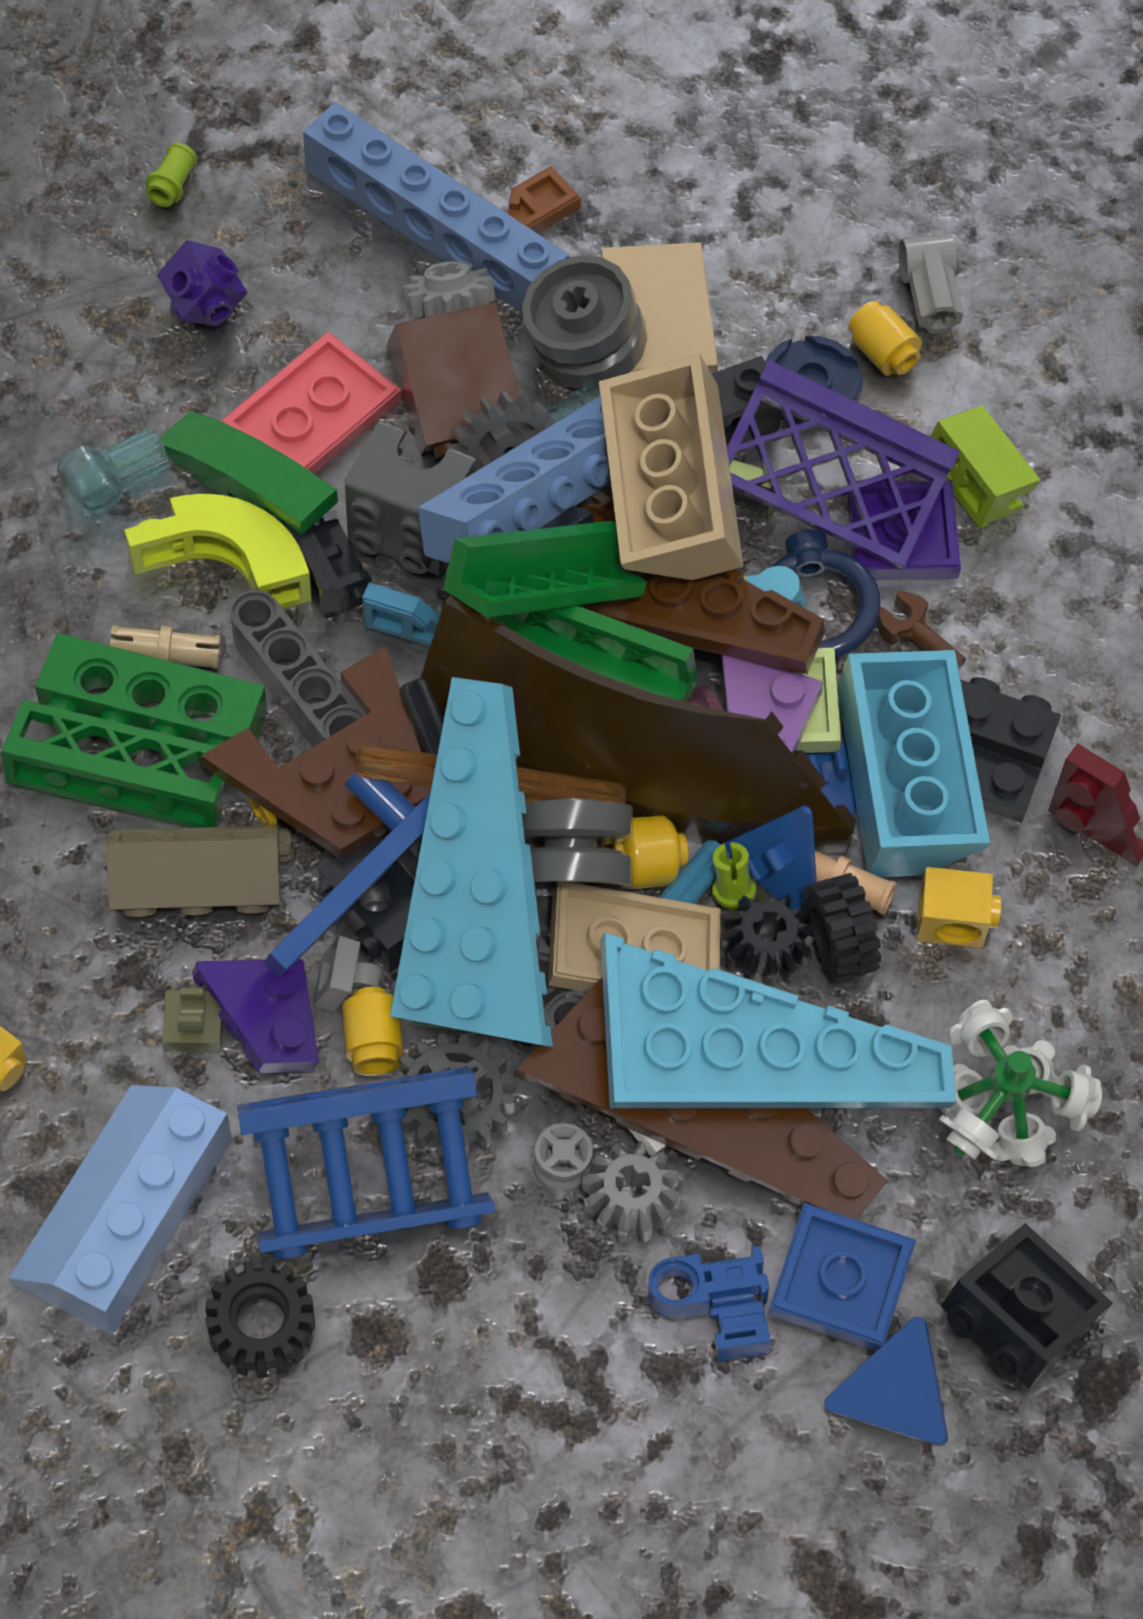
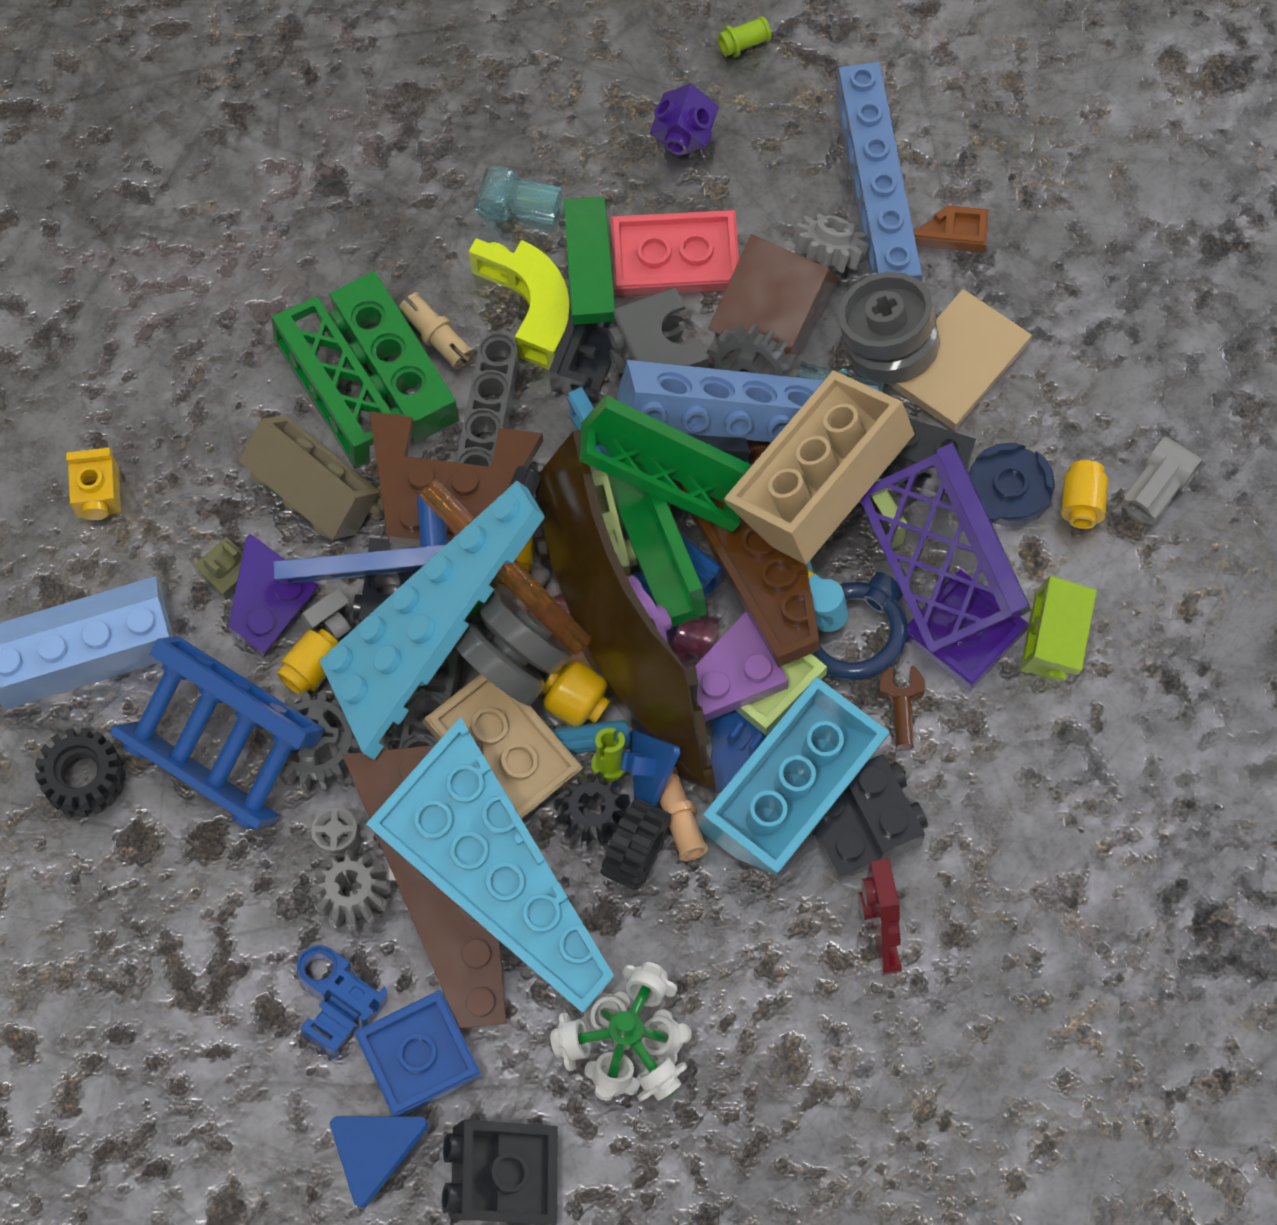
camera: 50 degrees right, 5 degrees up
(956, 907) = (728, 896): yellow brick -> none

